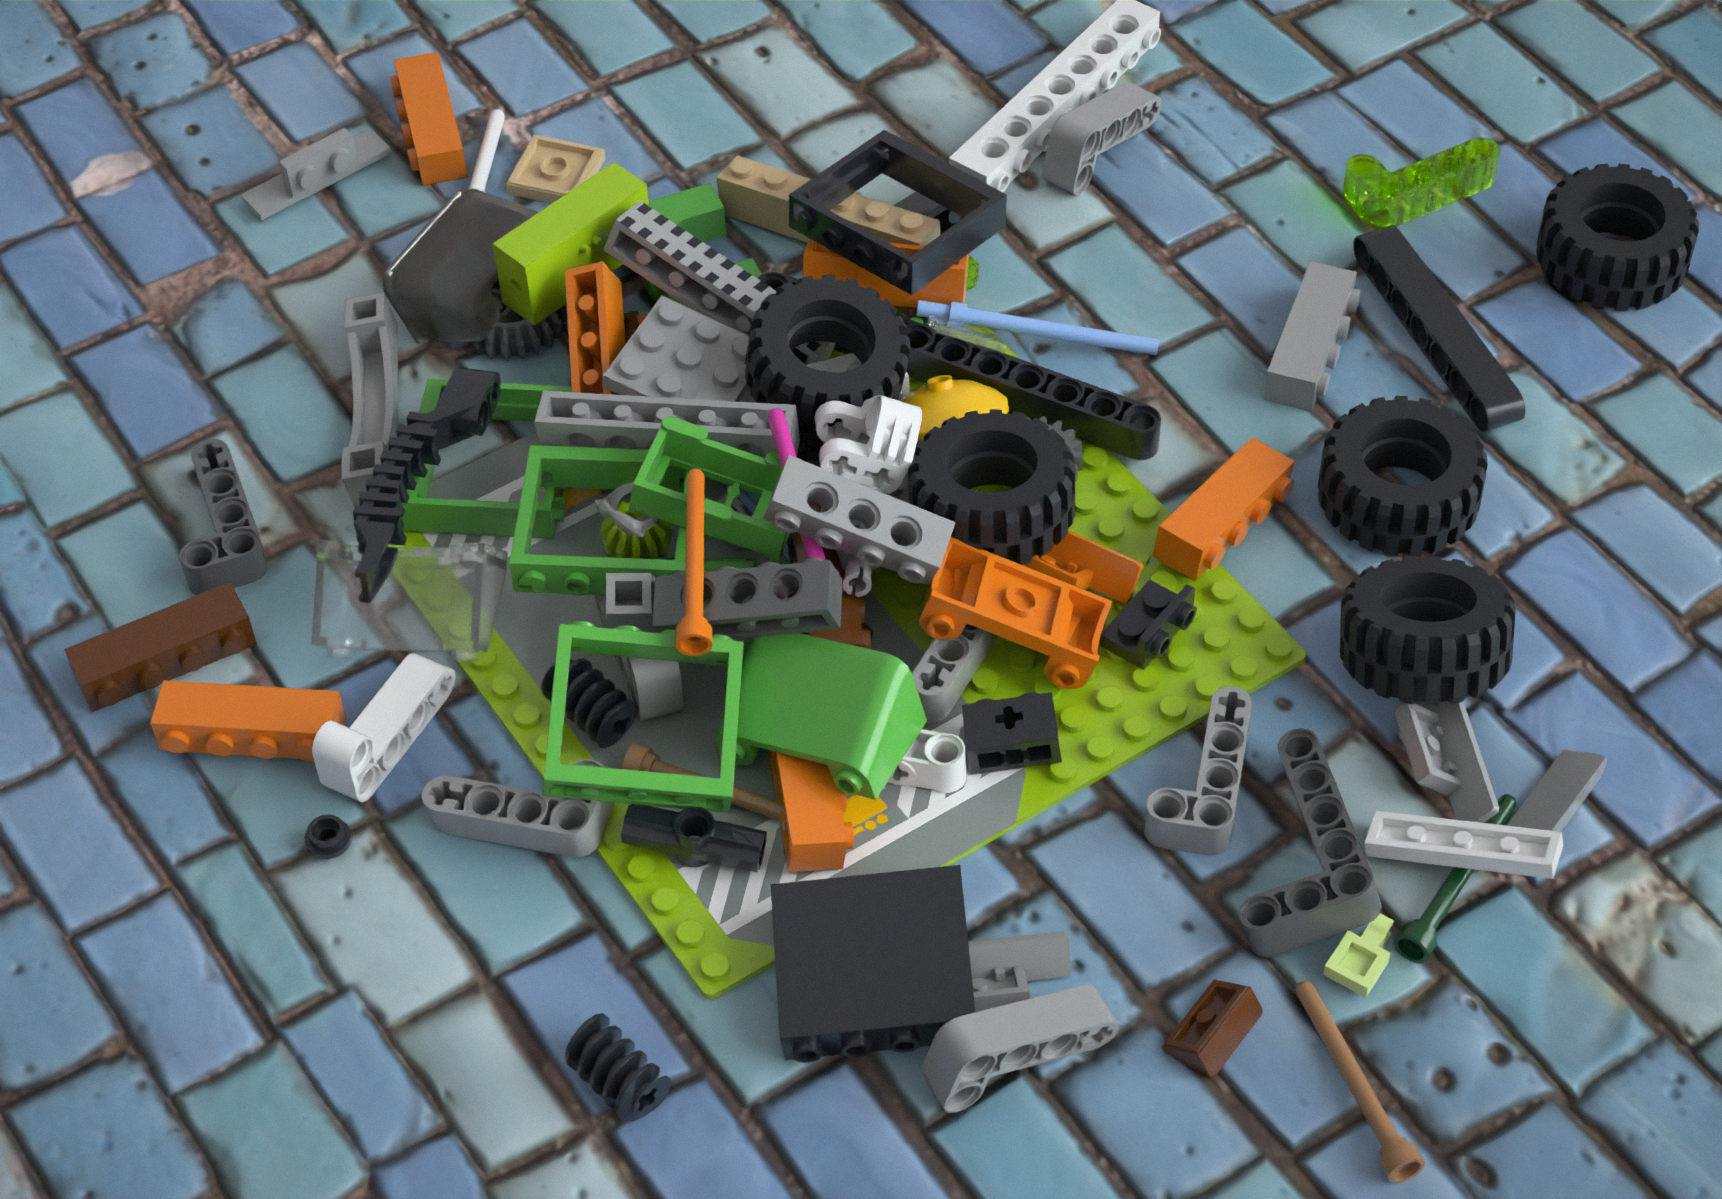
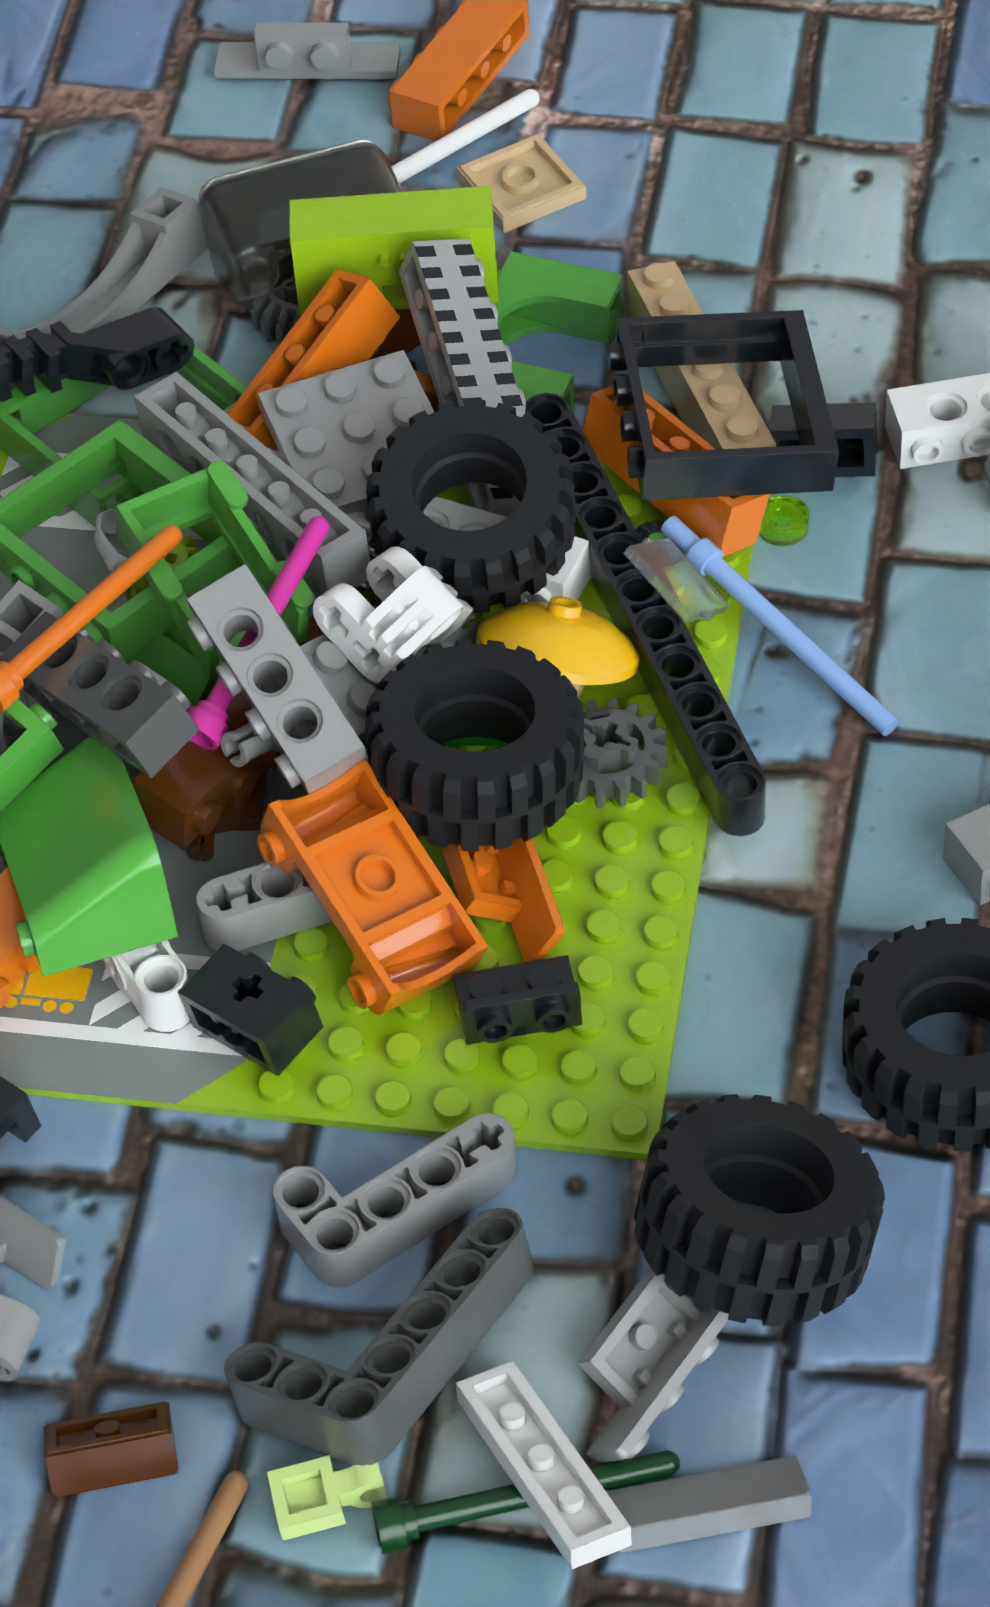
camera: 45 degrees right, 0 degrees up
(1224, 509) = (732, 936): orange brick -> none

